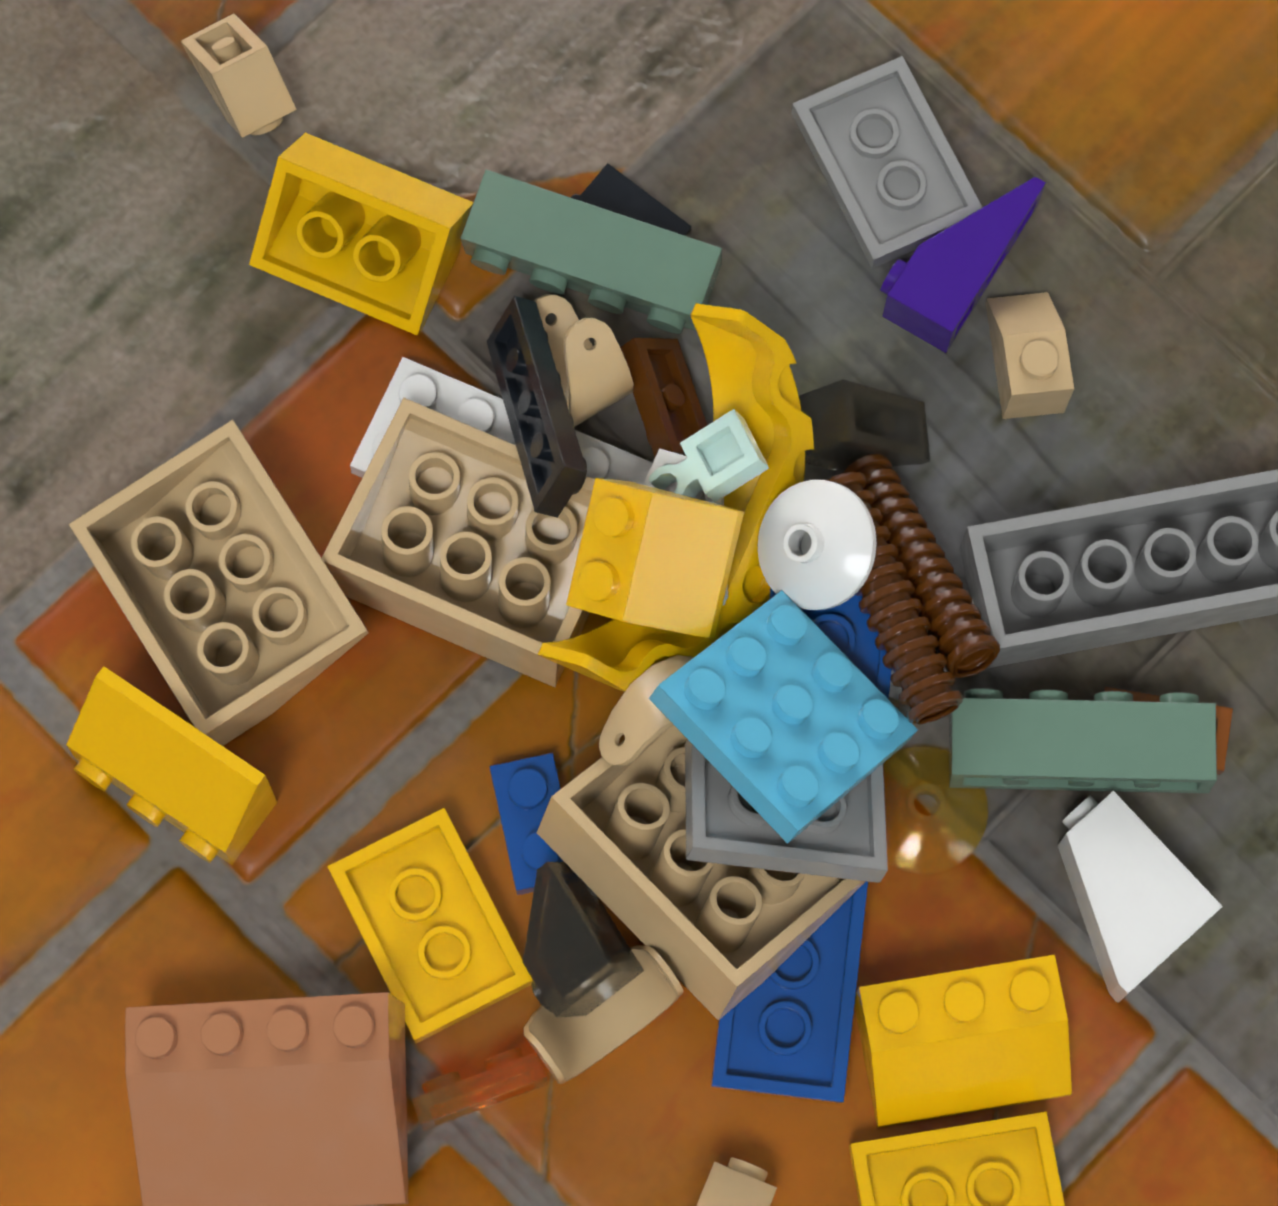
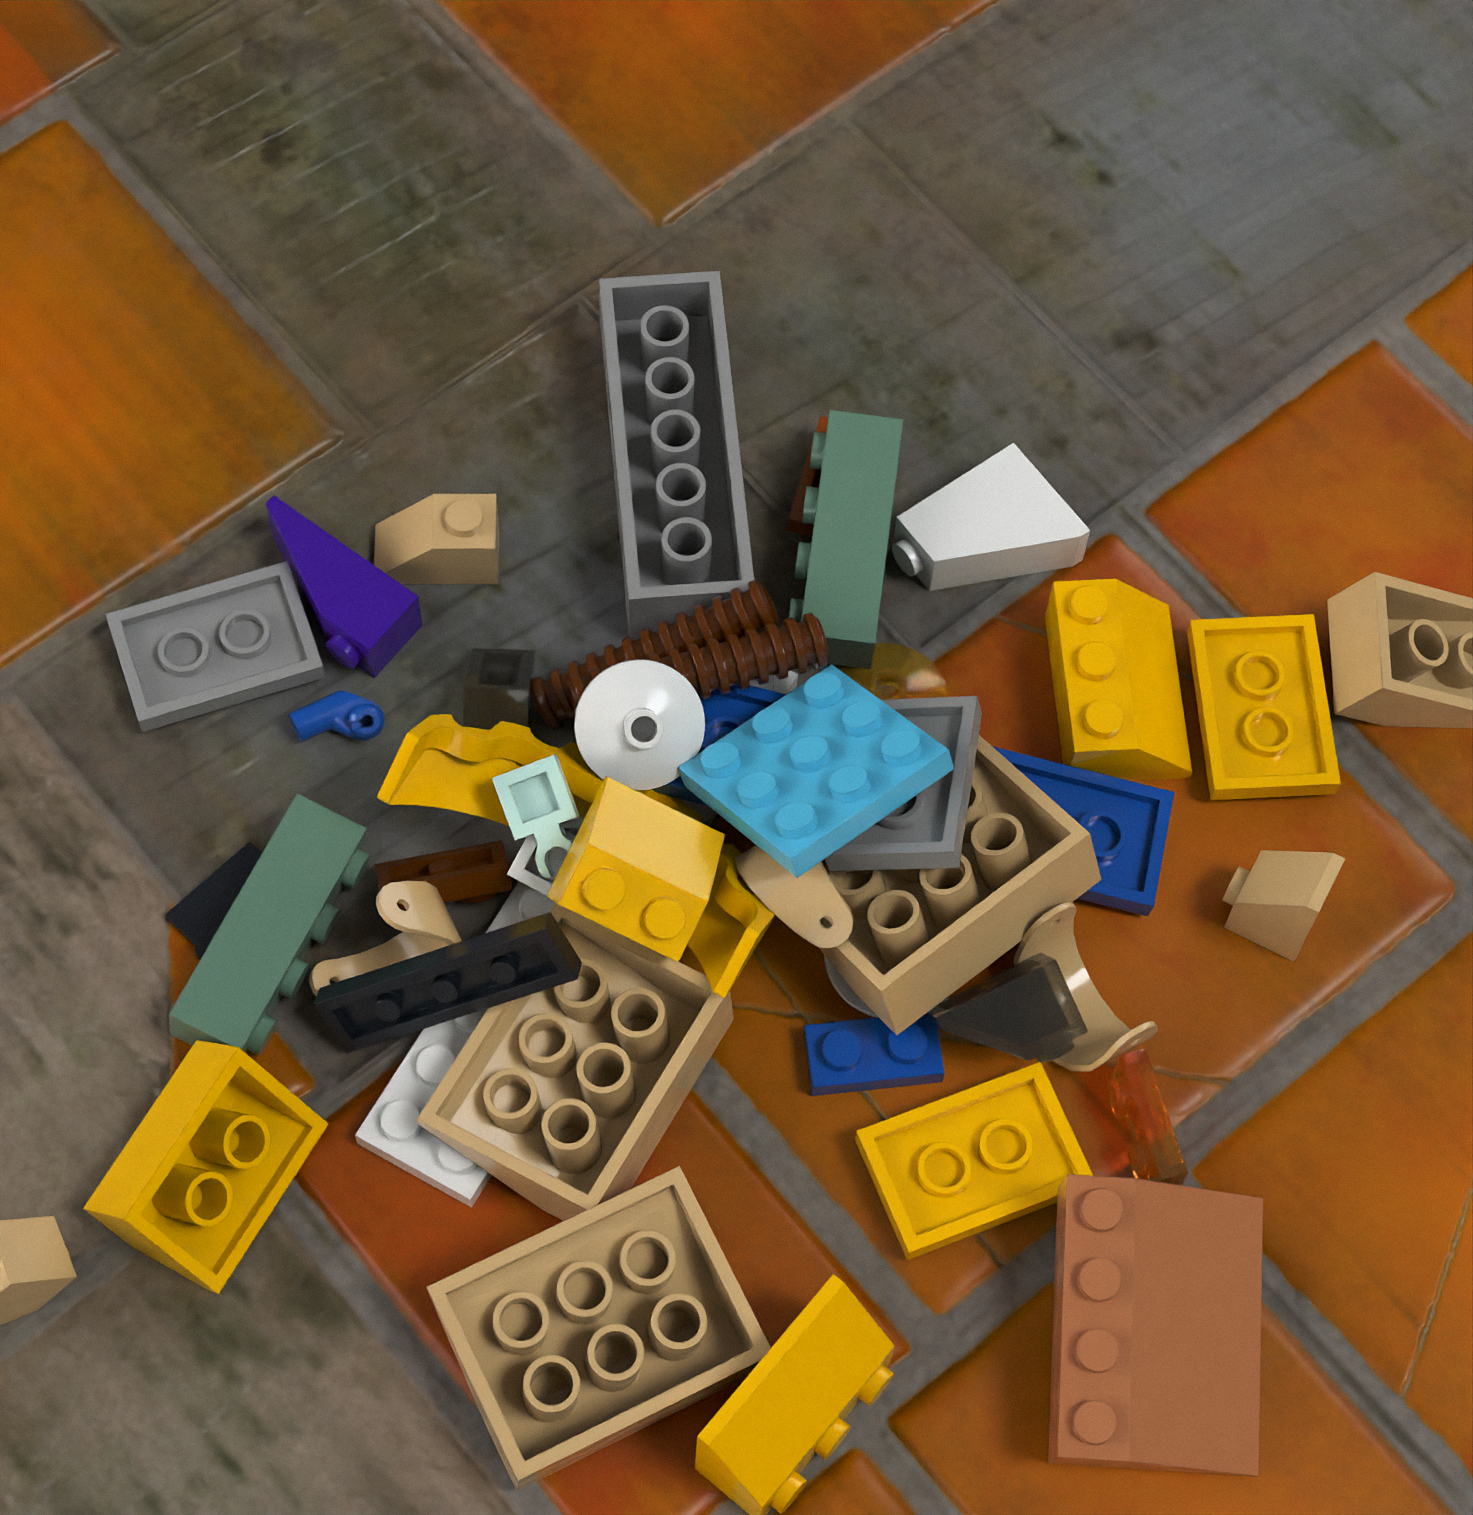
camera: 85 degrees left, 10 degrees down
(834, 286) = (341, 713): none -> blue arm

